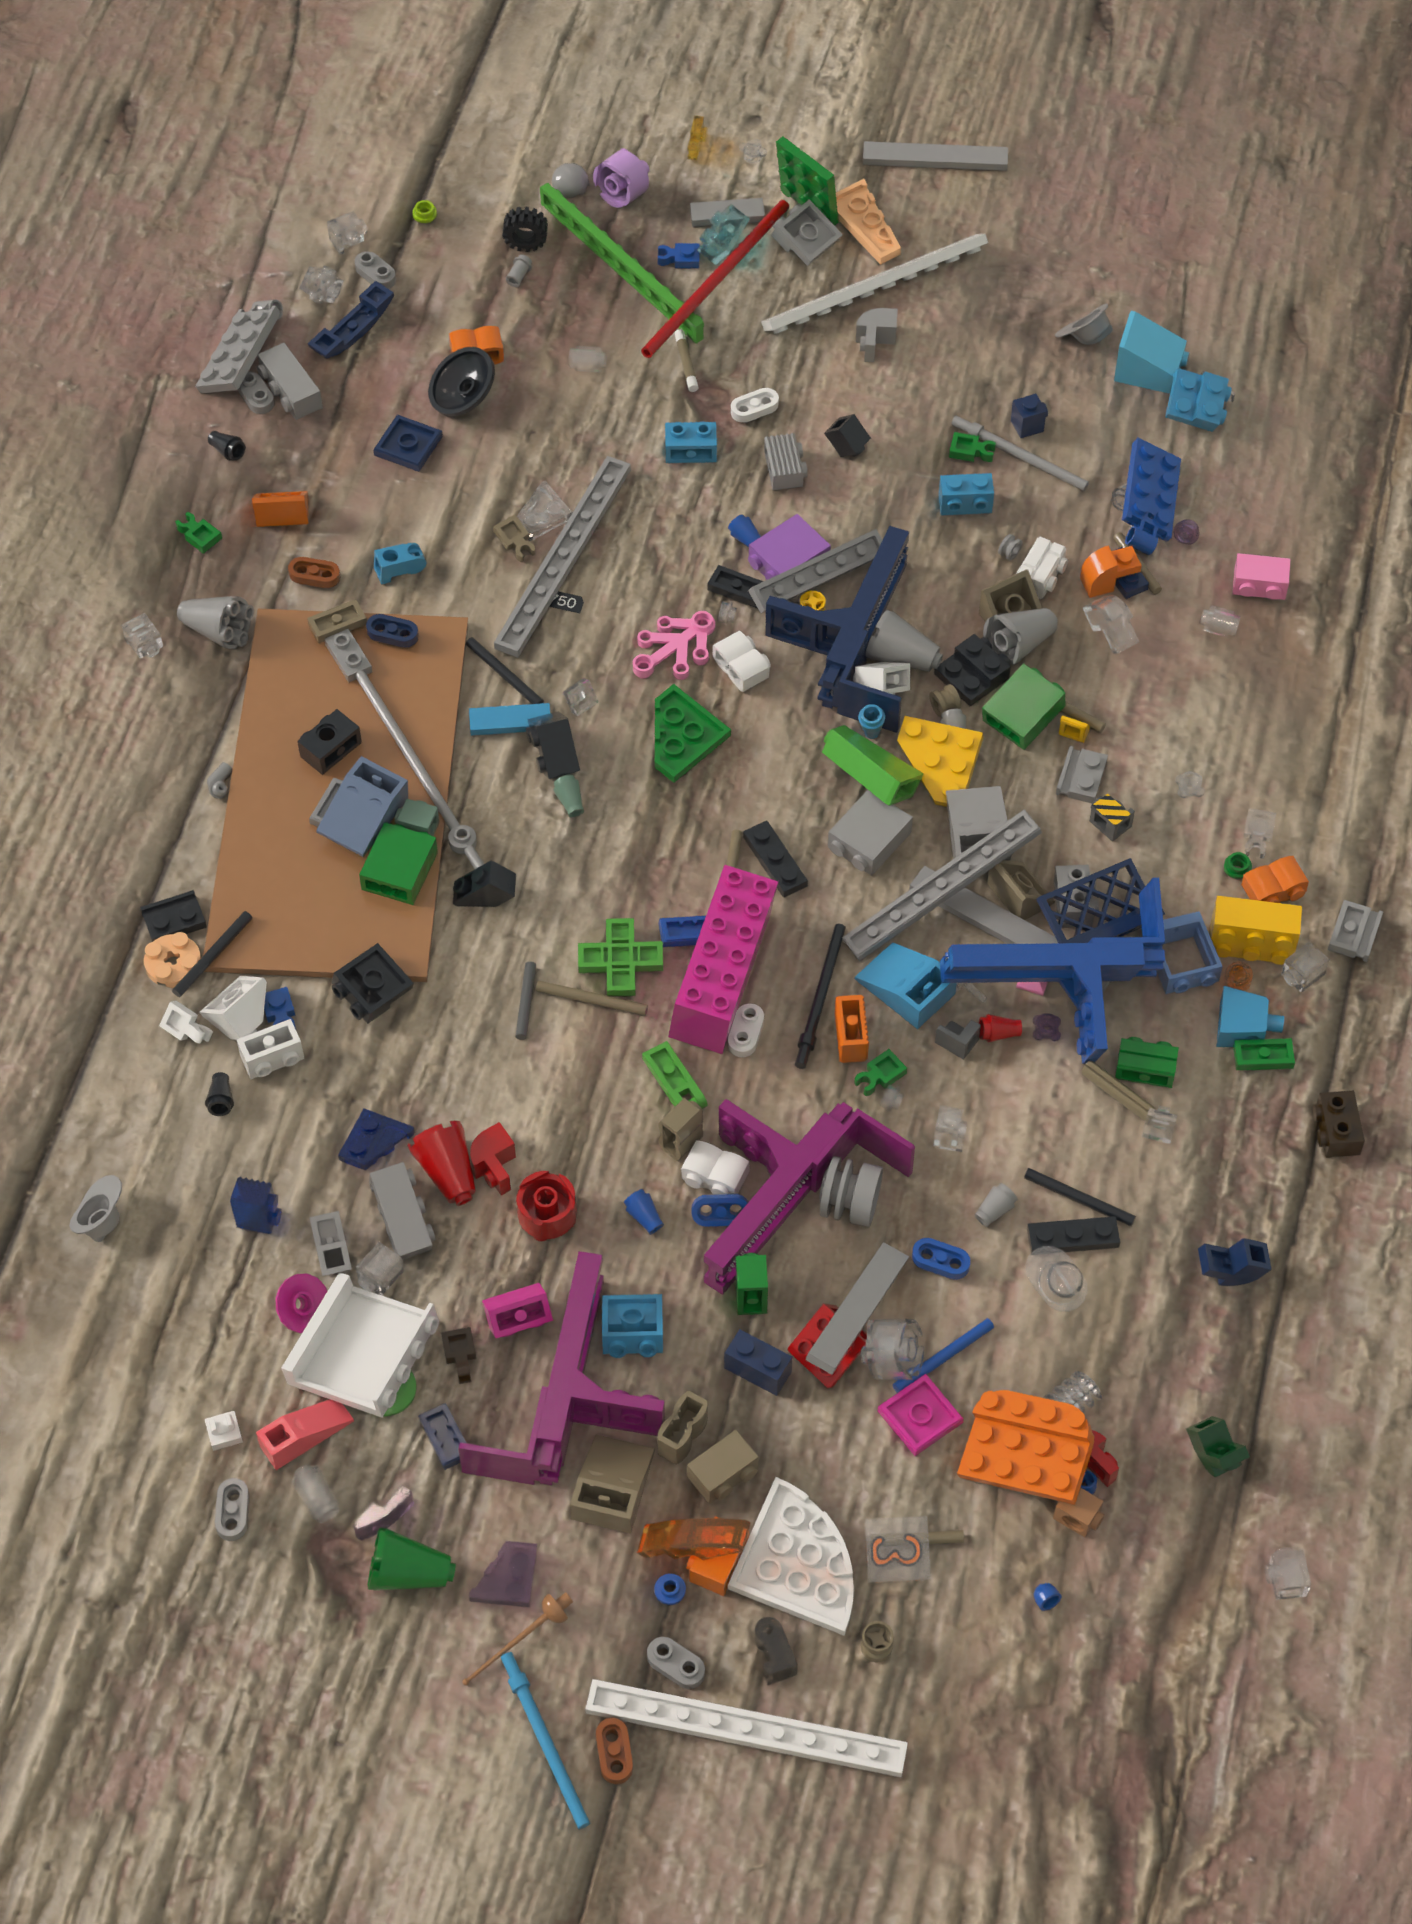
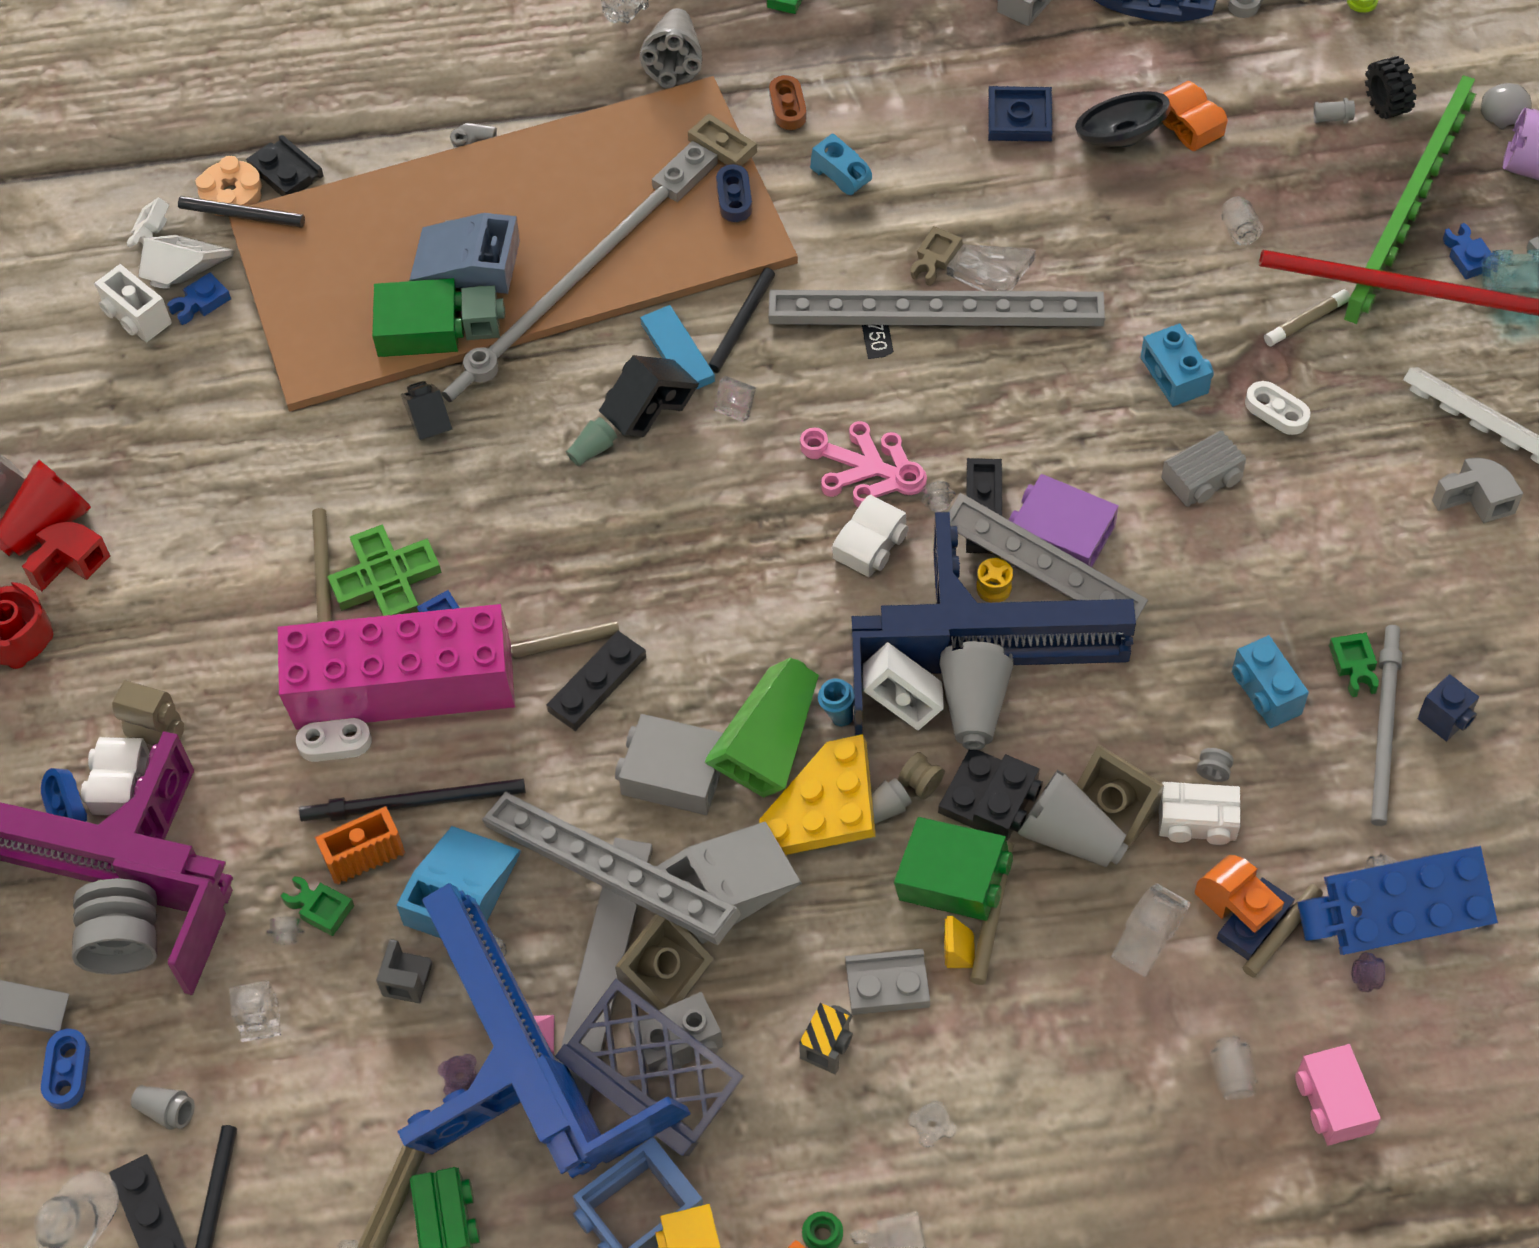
camera: 70 degrees right, 0 degrees up
(219, 1097) = (71, 288): black cone -> none
(281, 508) = (861, 40): orange slope -> none
(342, 738) = (552, 196): black brick -> none
(370, 983) = (250, 355): black plate -> none
(372, 1138) = (63, 439): clear blue wing -> none
(525, 1000) = (294, 508): dark grey bar -> none
(643, 1210) = (40, 725): blue cone -> none
(672, 1075) = (232, 690): bright green plate -> none
(684, 733) = (733, 518): green plate -> none
(743, 530) = (1073, 465): blue cone -> none
(847, 436) = (1281, 518): black brick -> none
(999, 1028) = (433, 1015): red cone -> none

